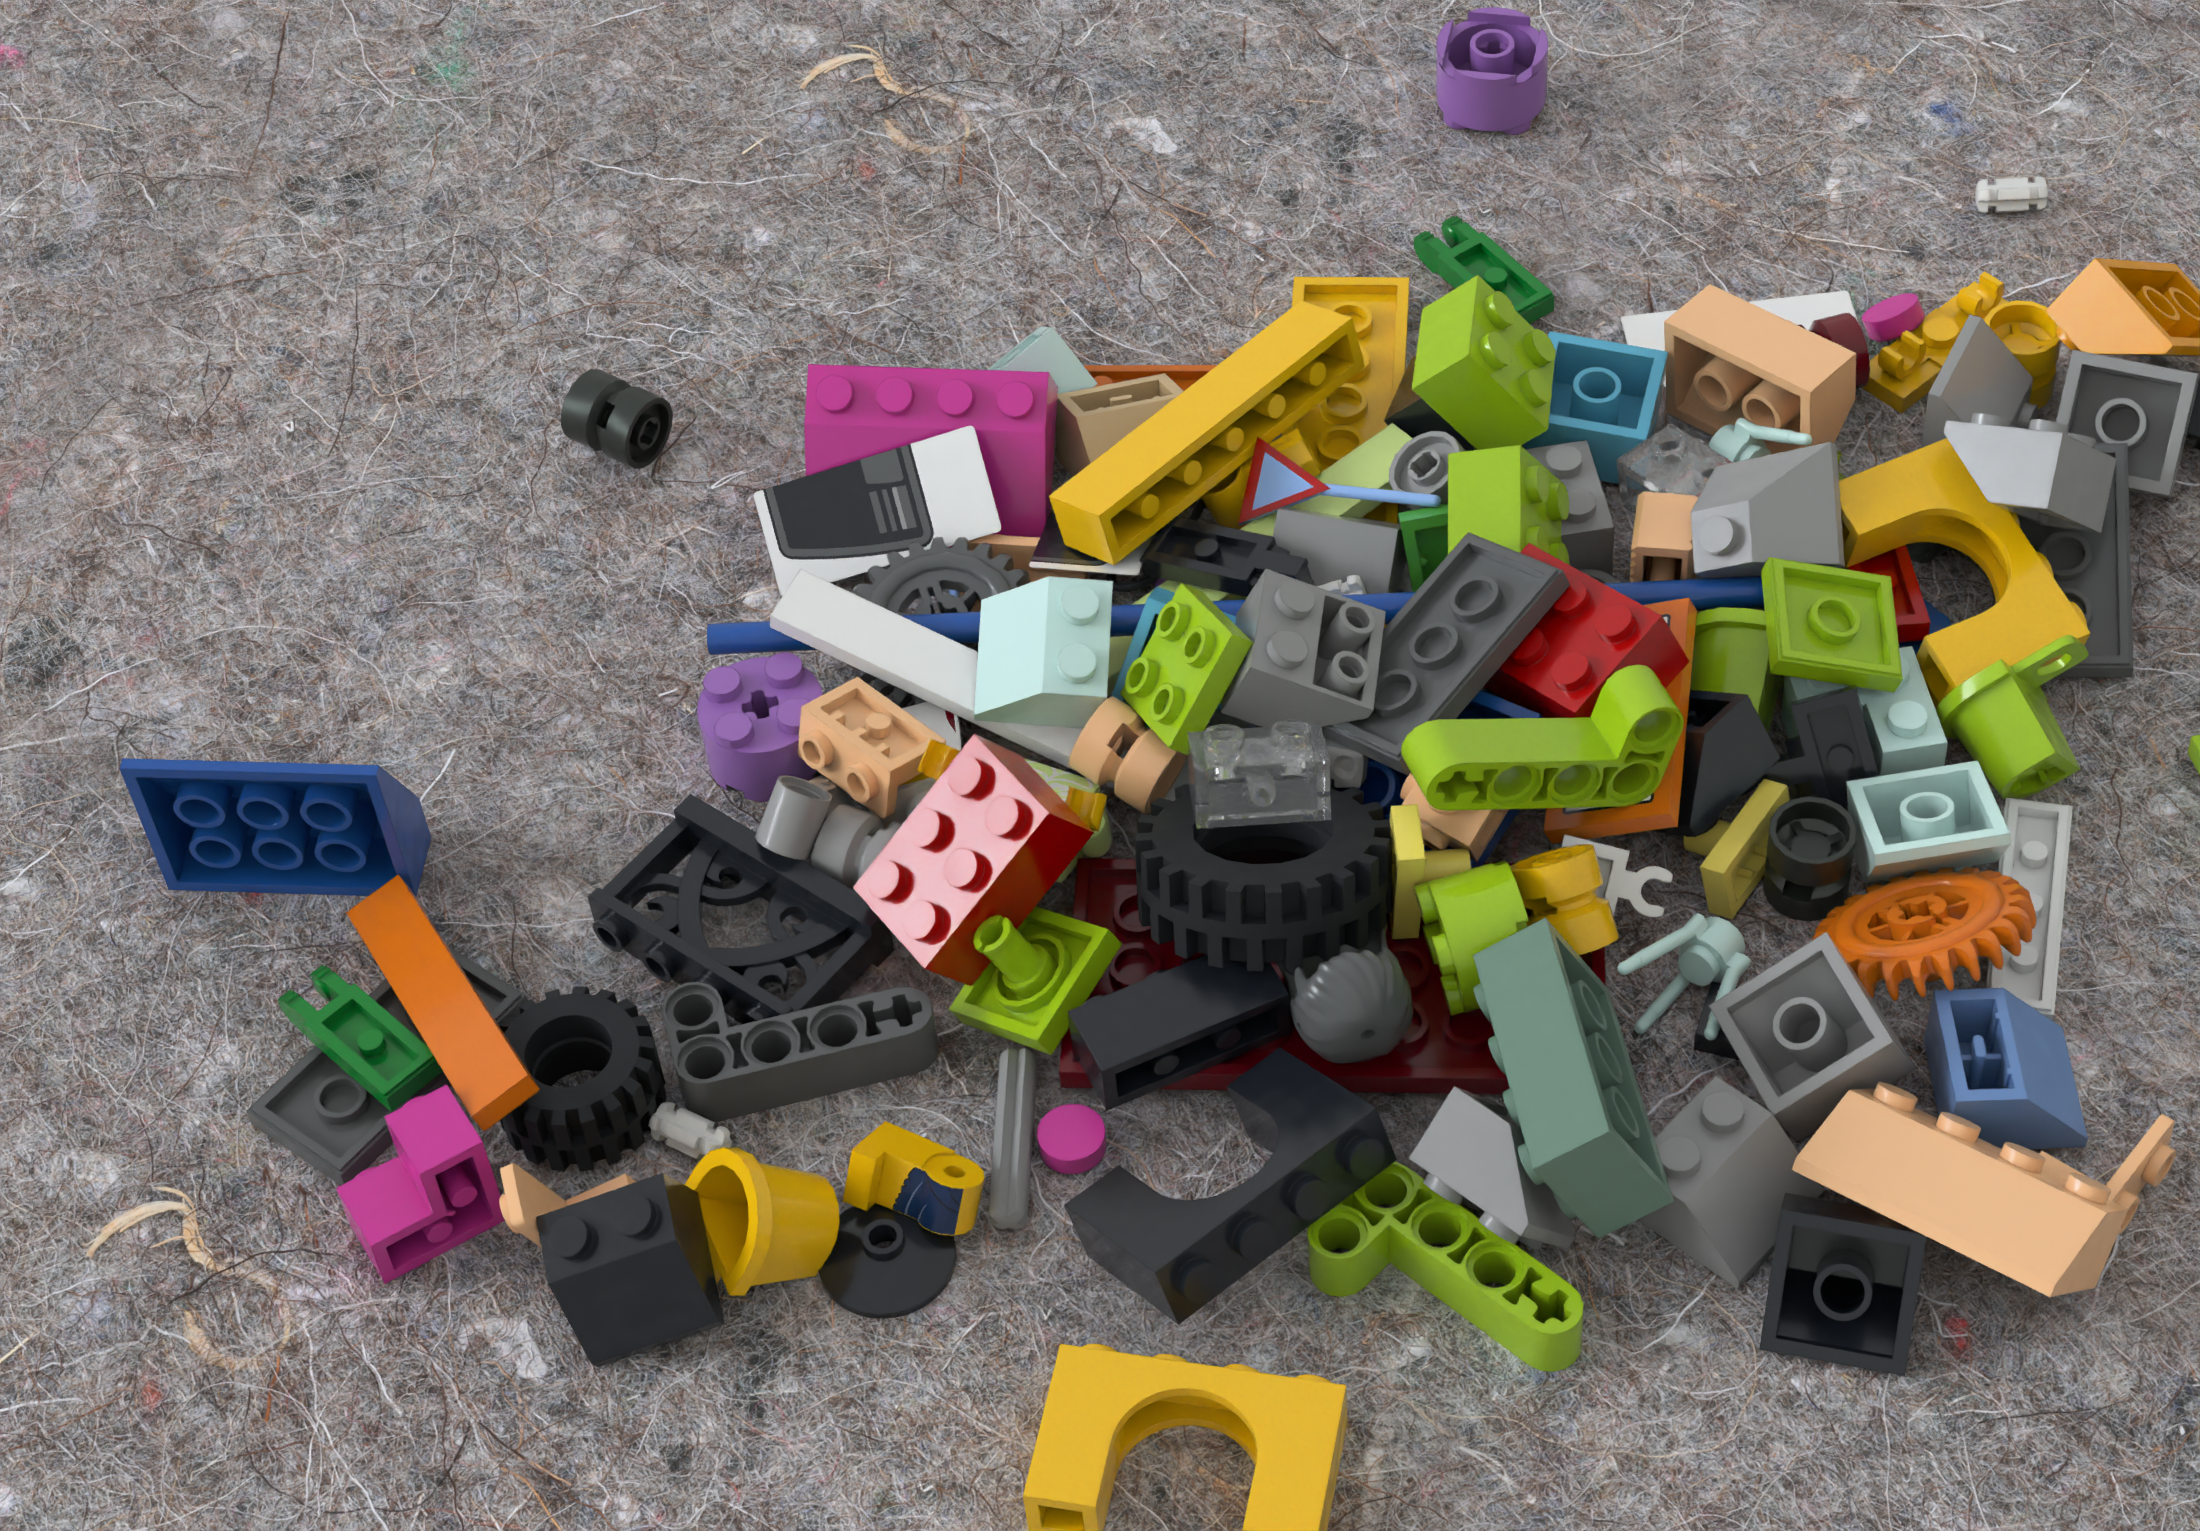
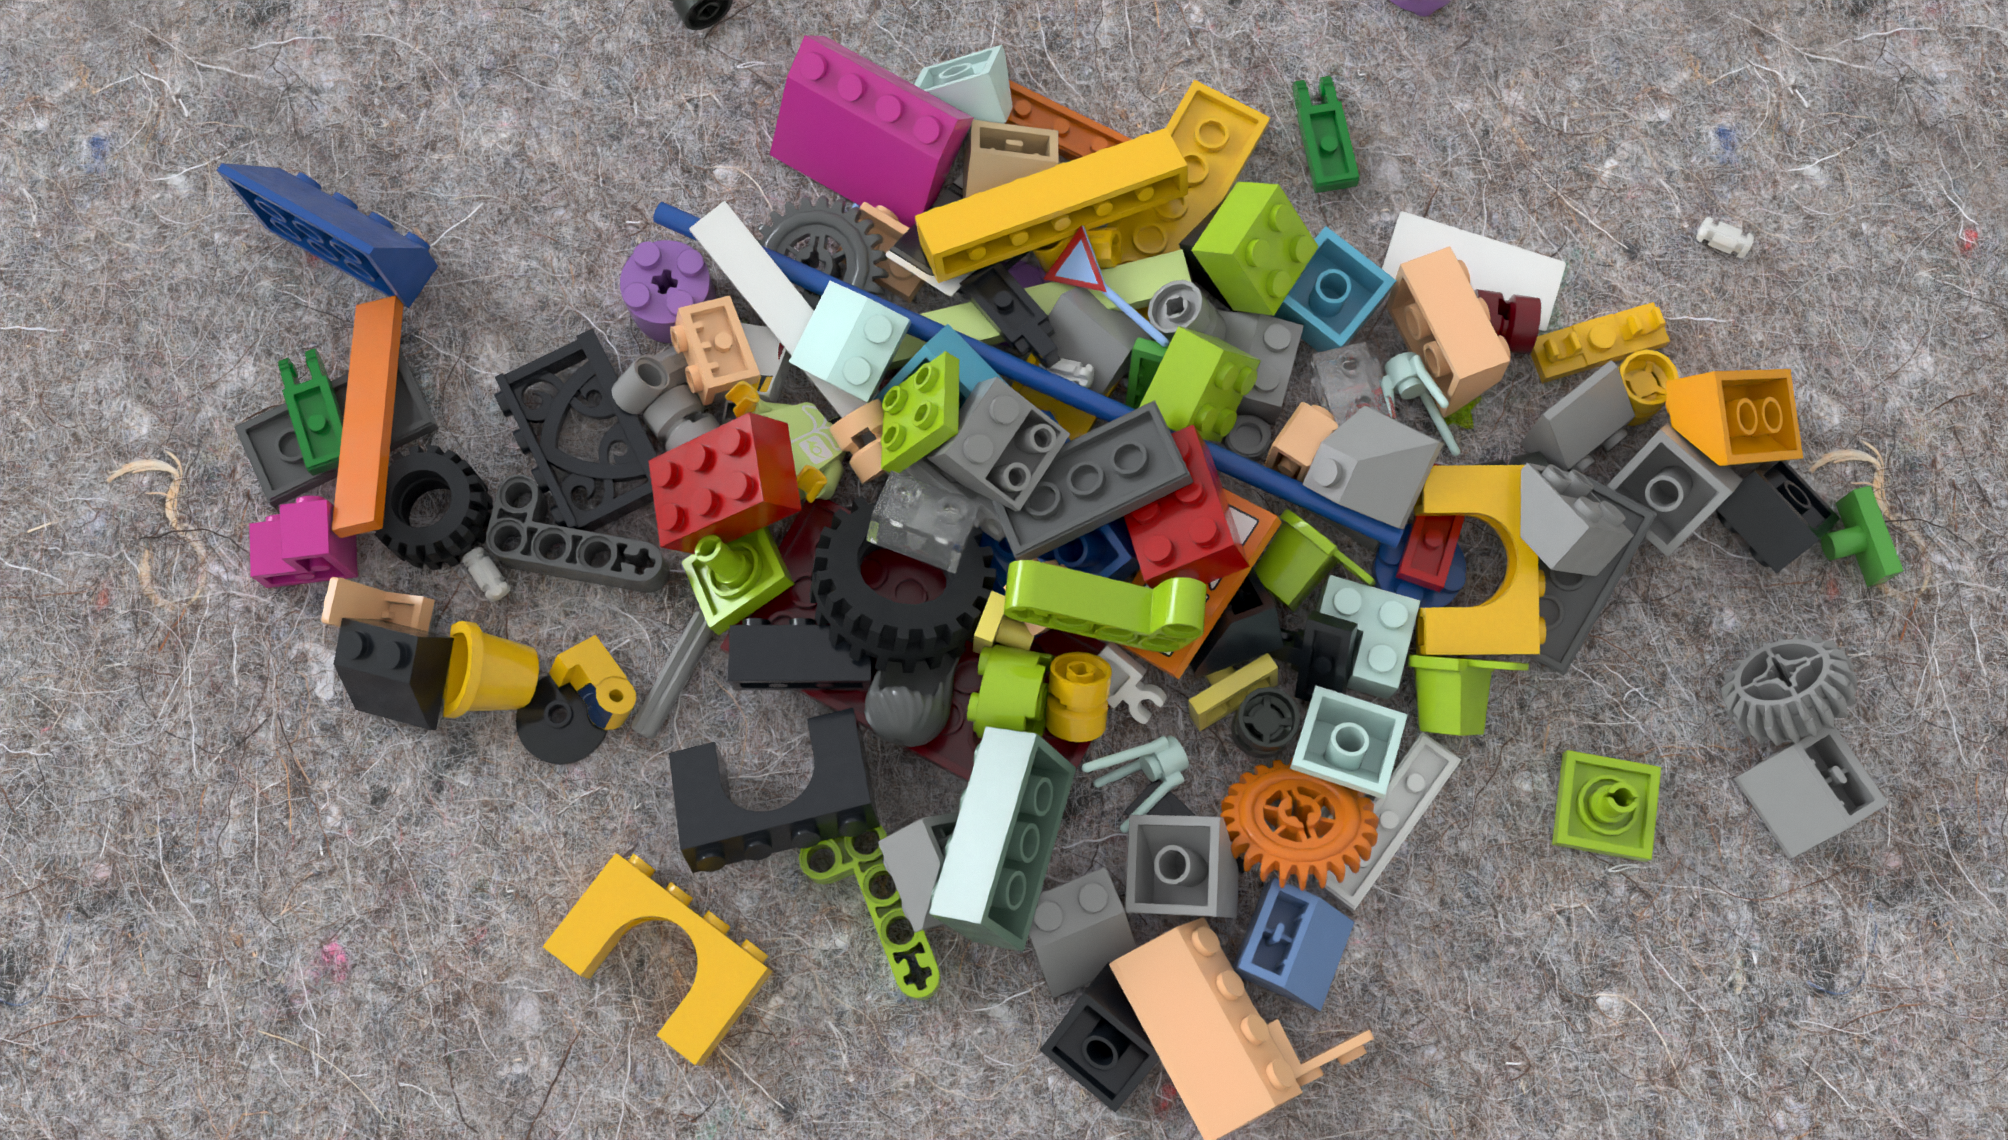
camera: 20 degrees right, 25 degrees up
(877, 505) = (815, 157): sticker -> none
(1071, 1139) = (709, 692): dark pink tile -> none
(1831, 625) = (1366, 571): lime tile -> none
(1893, 317) = (1578, 307): dark pink tile -> none

